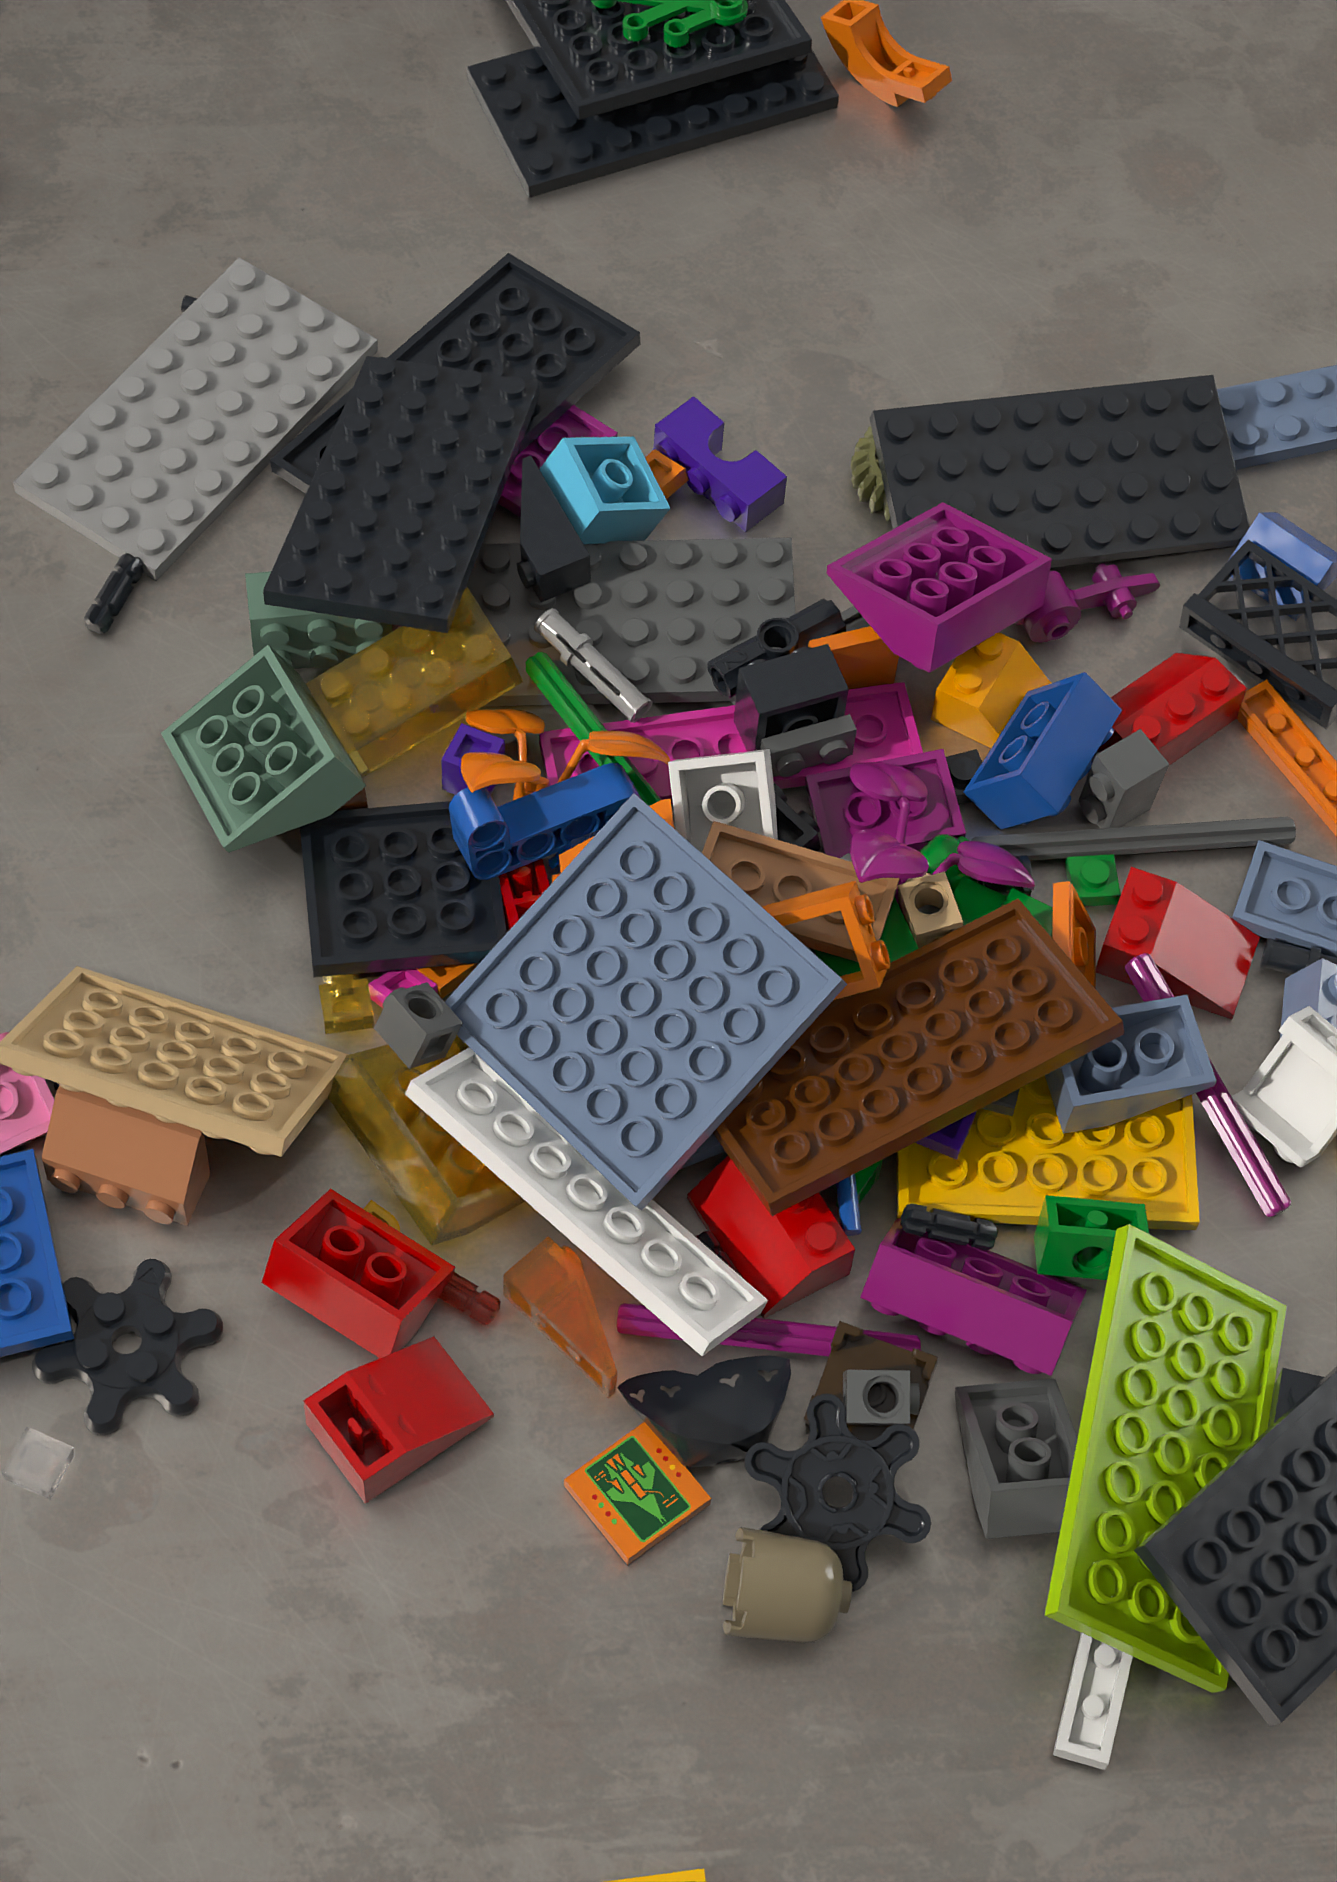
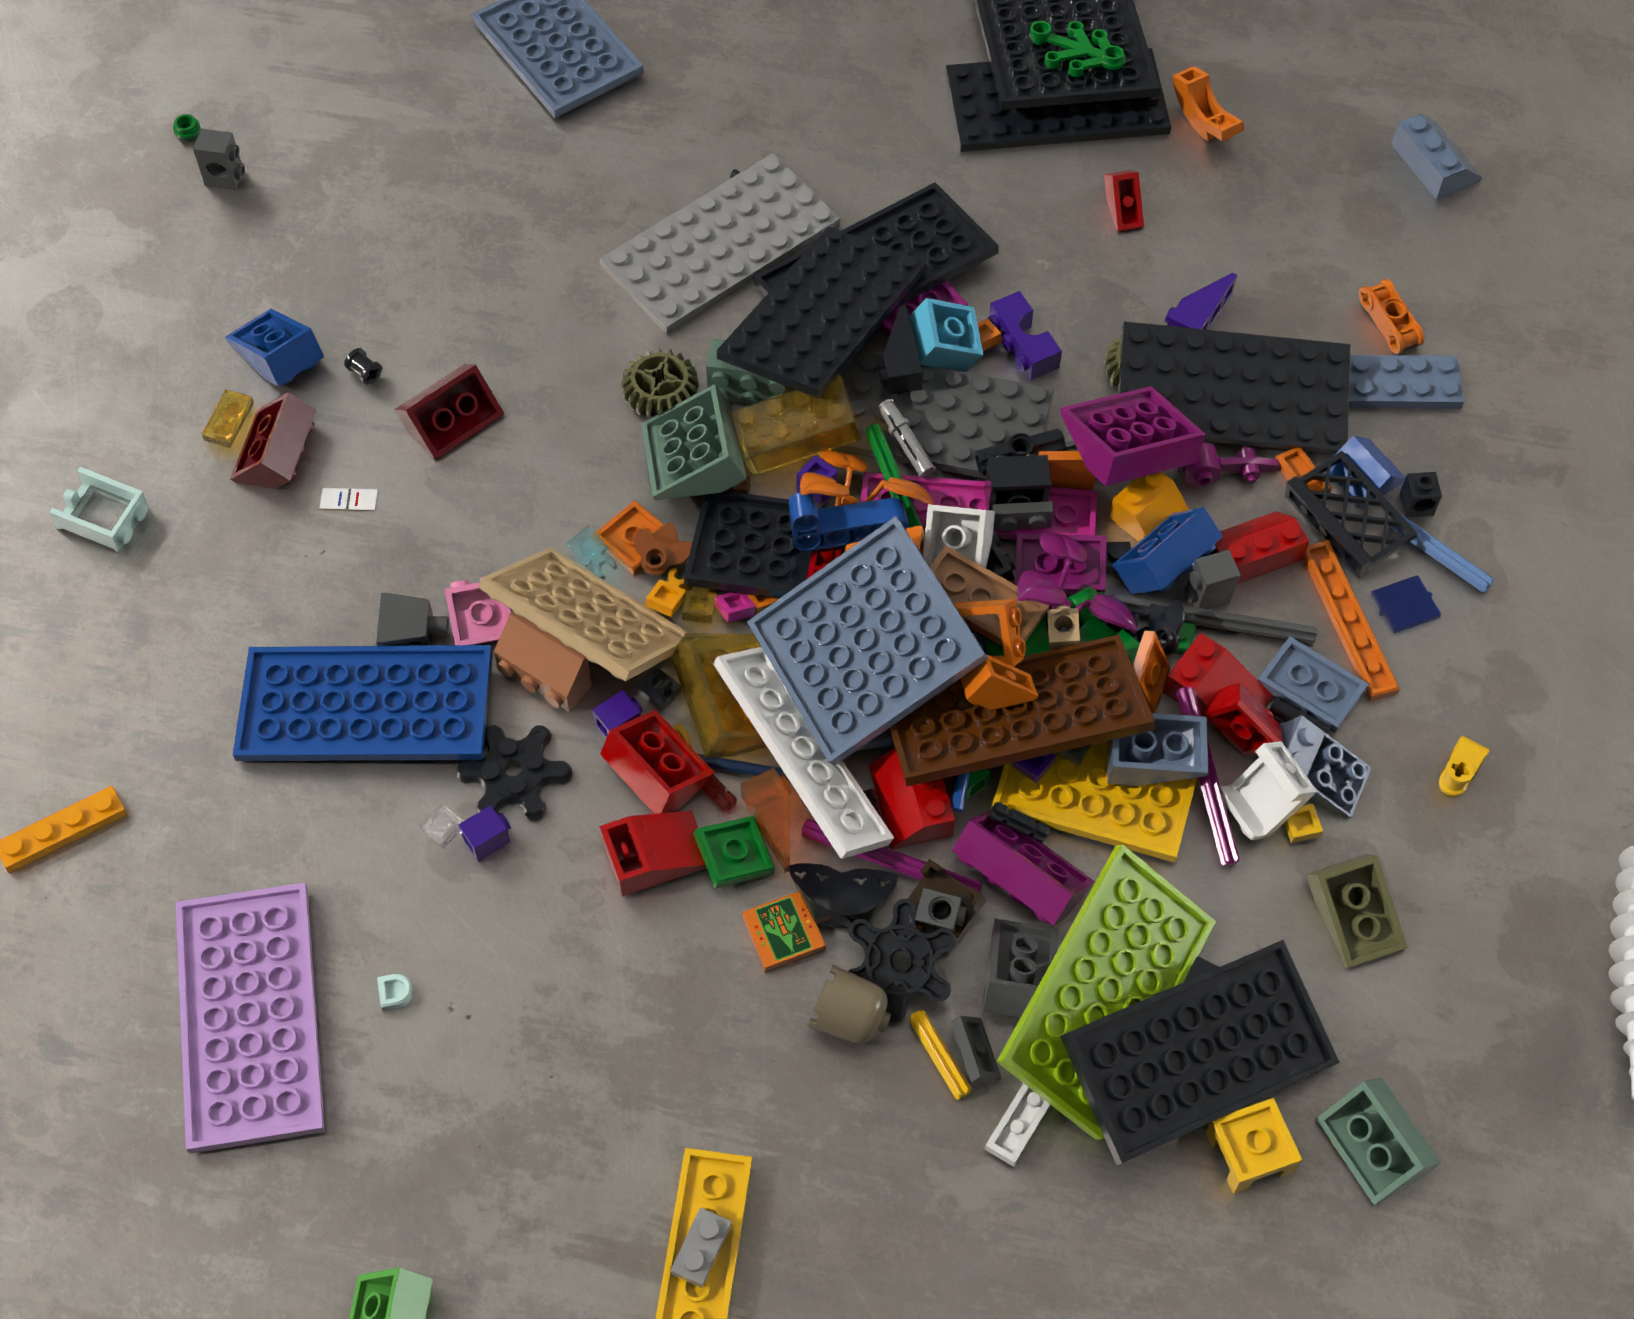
camera: 20 degrees right, 0 degrees up
(42, 1756) = (394, 991): none -> light aqua tile
(114, 593) = (638, 336): black axle -> none
(114, 1457) = (485, 832): none -> dark purple brick
(143, 954) = (590, 549): none -> clear light blue plate
(149, 650) = (658, 378): none -> olive gear
(205, 919) = (621, 532): none -> orange tile
(260, 923) = (661, 545): none -> dark orange plate
(268, 1211) = (616, 712): none -> dark purple brick
(290, 999) = (667, 596): none -> light orange plate
(323, 1154) = (660, 689): none -> black tile
(417, 1024) = (734, 626): dark grey brick -> none
(487, 1246) = (738, 766): none -> dark blue bar
(522, 1385) = (734, 851): none -> green tile
(804, 221) = (1124, 199): none -> red slope
(866, 1023) = (998, 685): none -> orange slope
(939, 1624) = (940, 1054): none -> yellow axle
(971, 363) = (1202, 306): none -> dark purple slope
(993, 1602) = (975, 1050): none -> dark grey plate
(1073, 862) = (1166, 624): none -> black plate
(1079, 1235) = (1095, 843): green brick -> none
(1184, 575) = (1297, 463): none -> orange tile
(1235, 66) = (1433, 156): none -> sand blue slope
(1236, 986) = (1243, 719): none -> red slope
(1252, 319) = (1391, 316): none -> orange piece

